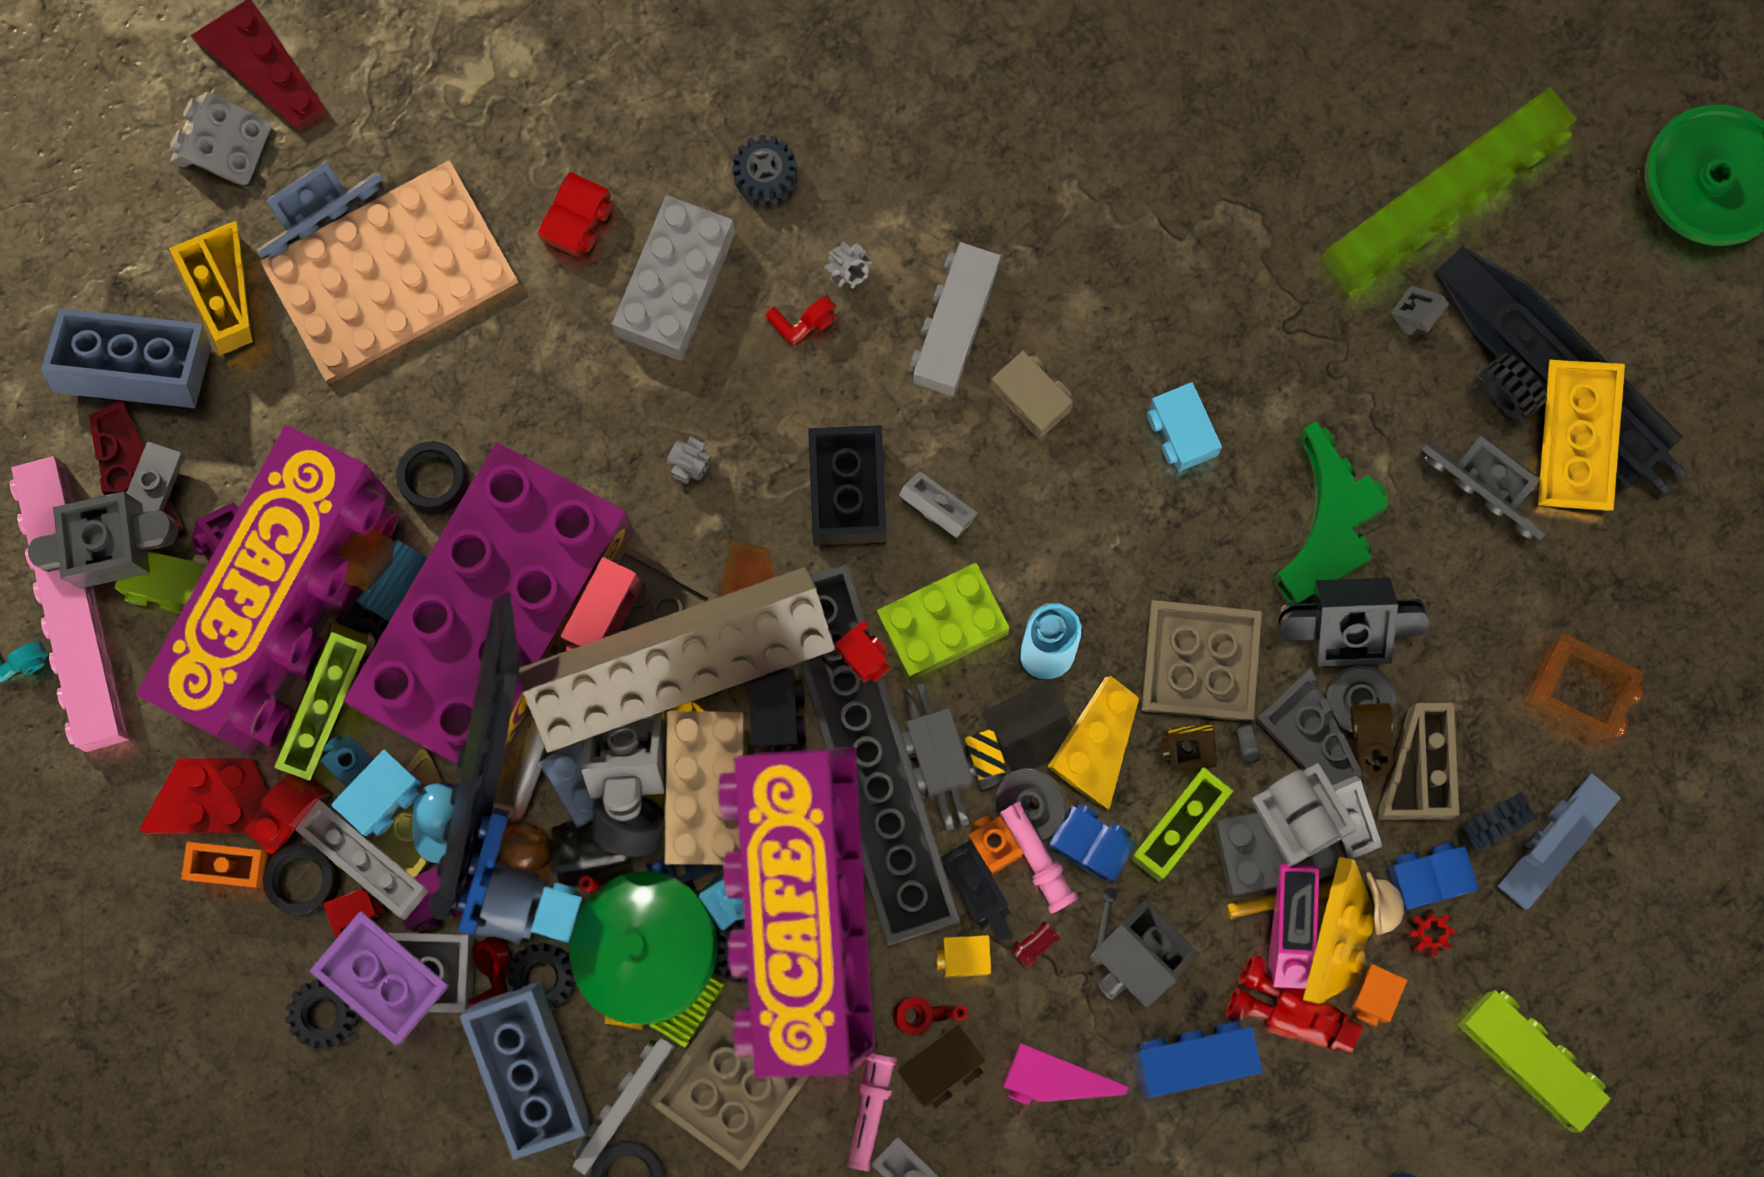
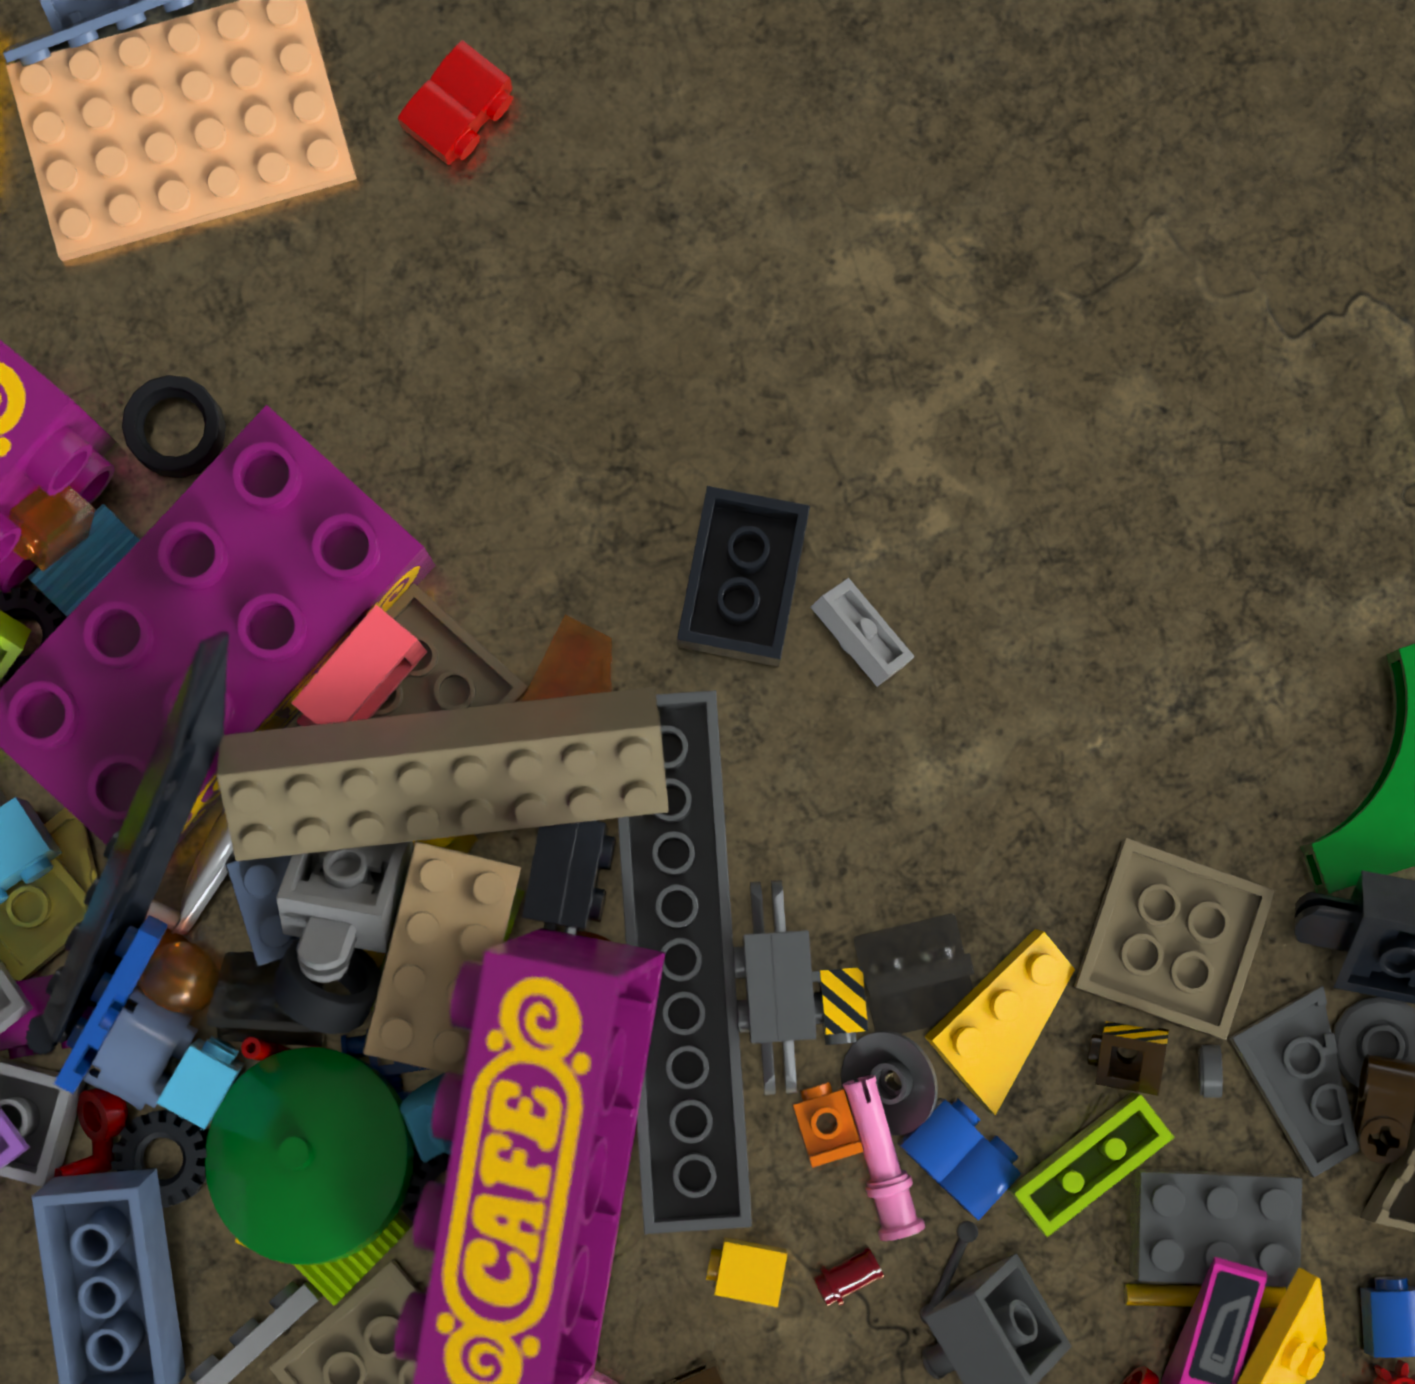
camera: 10 degrees right, 5 degrees up
(429, 819) = (61, 906): medium azure cap -> none
(674, 278) = (572, 225): light grey brick -> none
(688, 460) = (532, 487): light grey gear -> none
(764, 158) = (735, 84): black wheel -> none
(818, 315) = (760, 325): red plate -> none
(848, 264) = (818, 264): light grey gear -> none
(863, 653) = (708, 825): red brick -> none
(924, 1014) = (673, 1337): red plate -> none
(942, 622) = (829, 799): lime brick -> none
(956, 318) = (950, 376): light grey brick -> none
(977, 890) = (787, 1182): black hinge -> none
(1032, 393) = (1030, 507): dark tan brick -> none
(1050, 641) = (972, 860): medium azure cap -> none
(1183, 427) = (1230, 605): medium azure brick -> none
(1303, 814) = (1265, 1198): light grey plate -> none
(1356, 803) = (1329, 1209): light grey plate -> none
(1387, 904) = (1347, 1344): tan cap -> none

